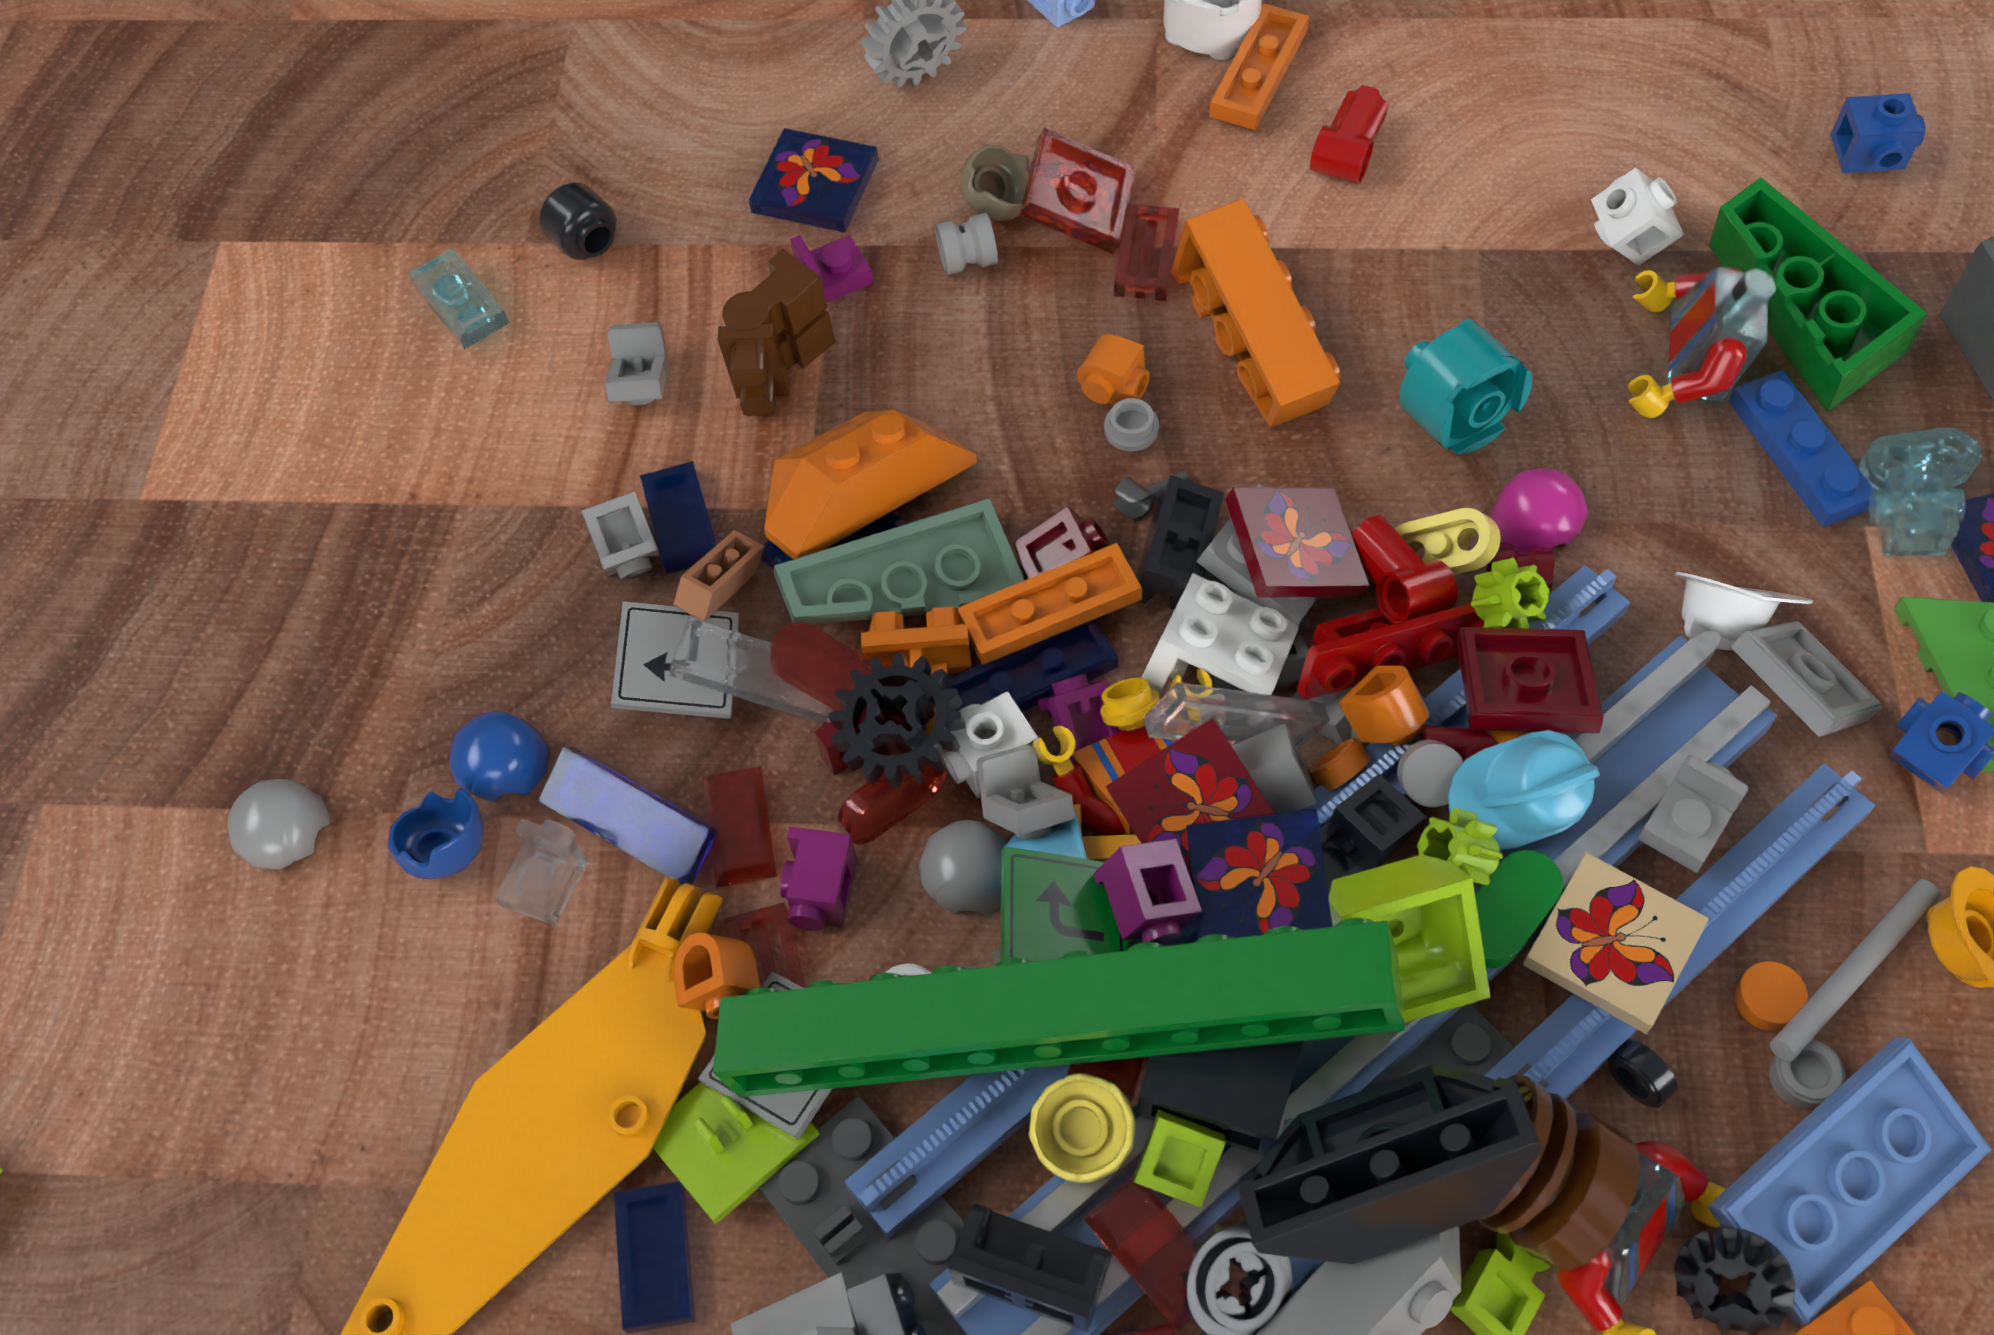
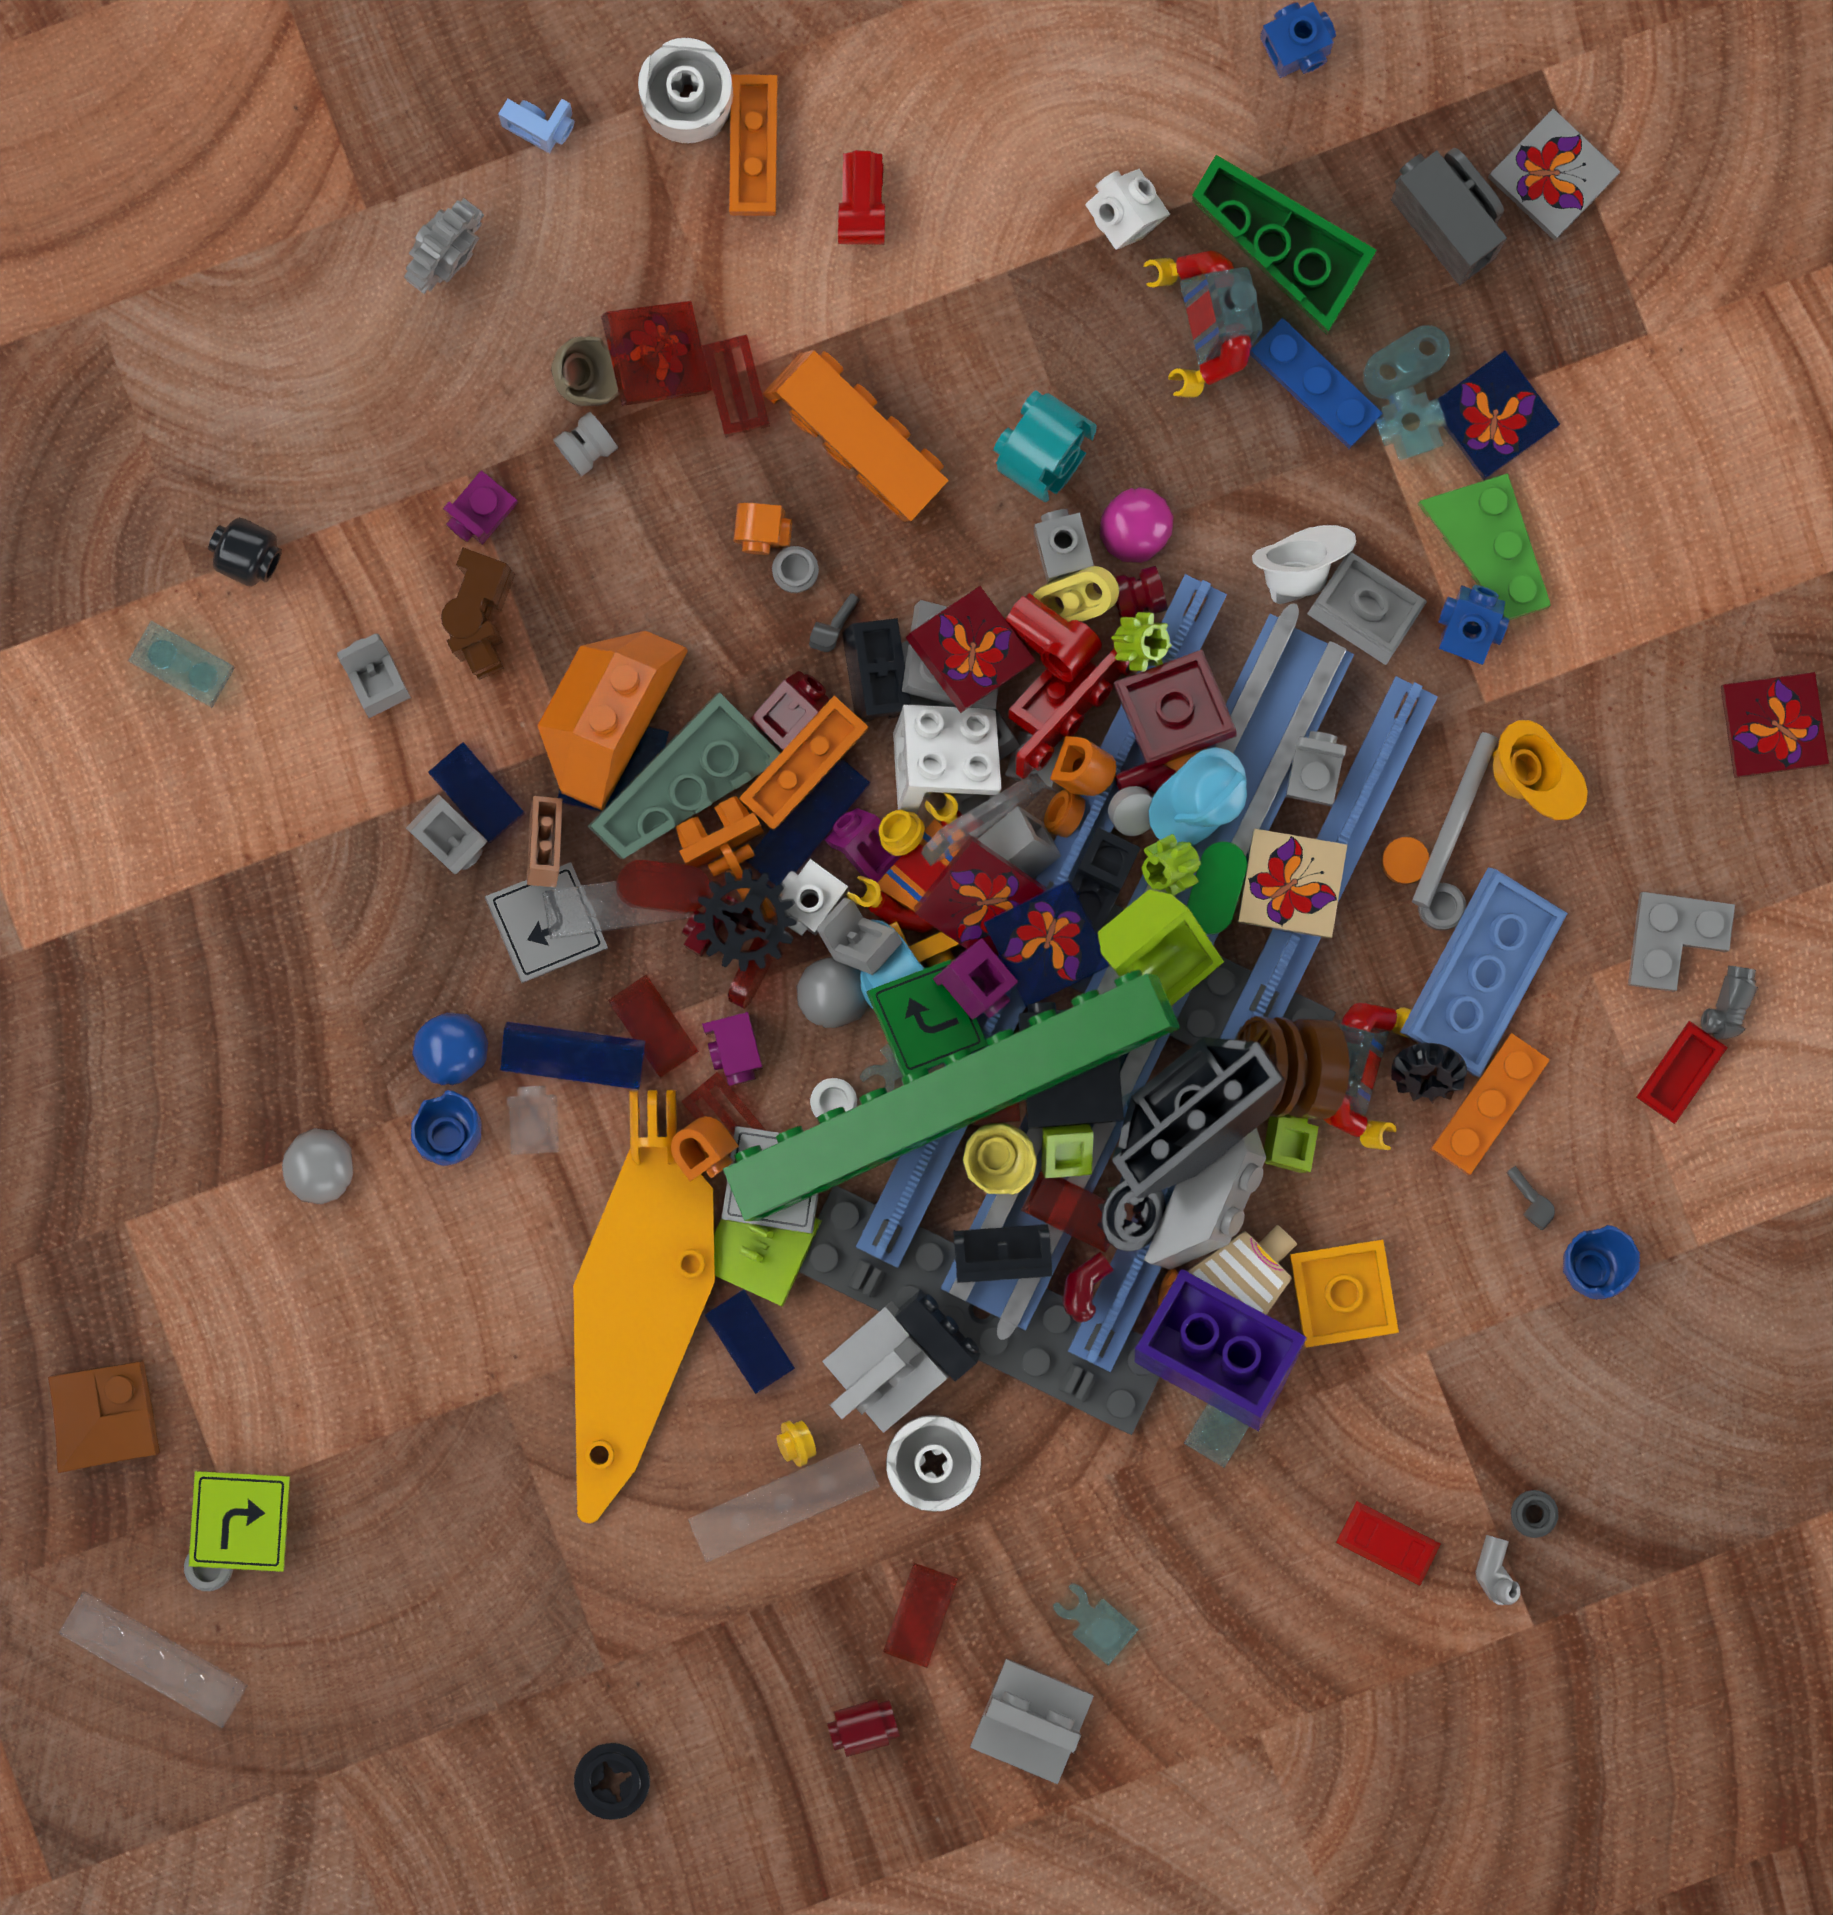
camera: 30 degrees left, 25 degrees up
(814, 180) = (417, 417): clear blue tile -> none
(1446, 484) = (1062, 544): none -> light grey brick
(1642, 1074) = (1337, 956): black tile -> none

